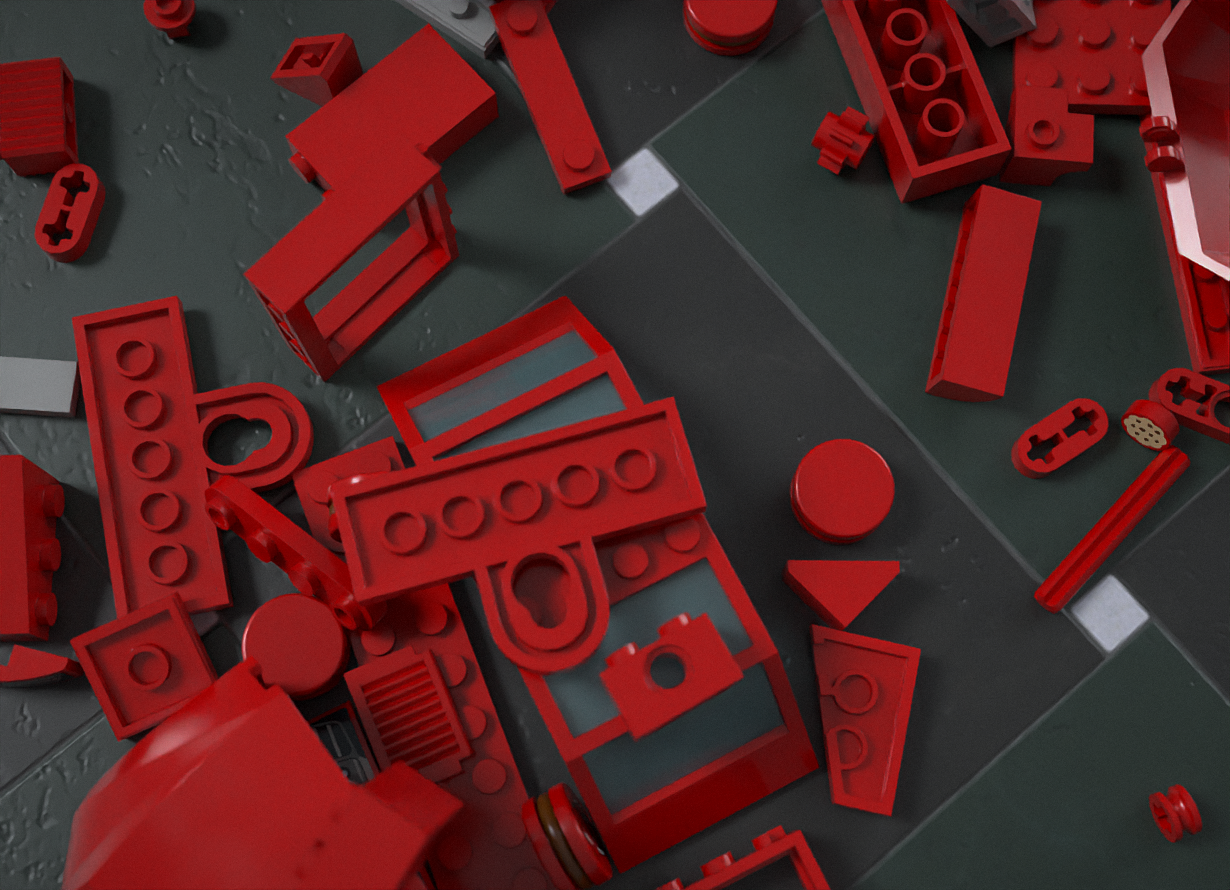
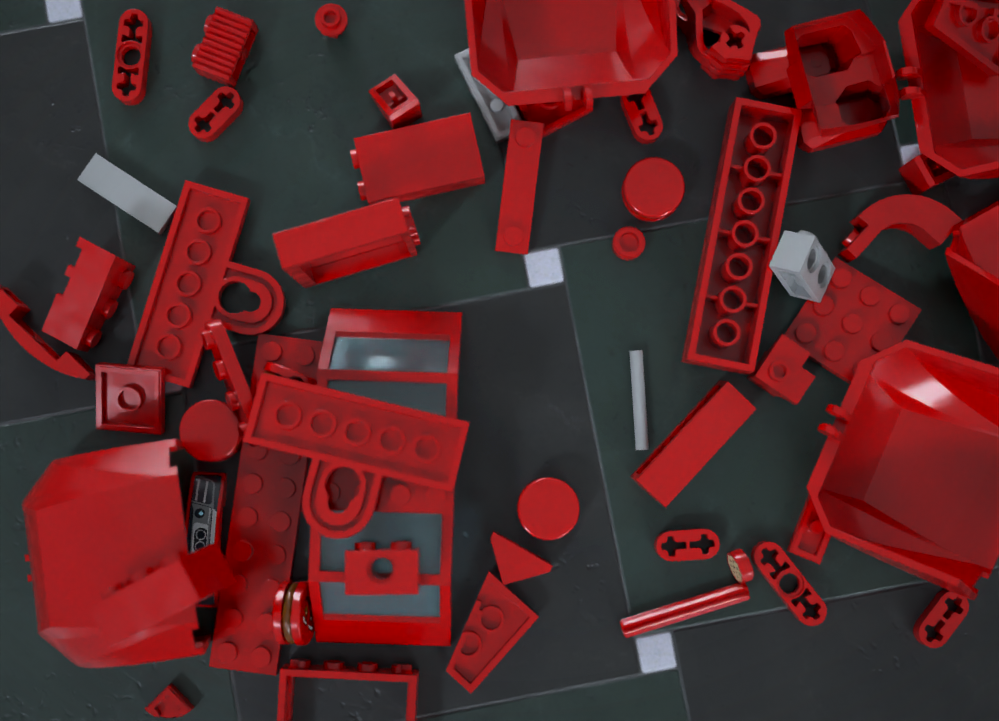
camera: 30 degrees right, 10 degrees up
(410, 713) = (249, 503): red window -> none
(737, 90) = (628, 243): none -> red tile
(843, 140) = (667, 308): red gear -> none
(876, 283) = (639, 400): none -> light grey bar

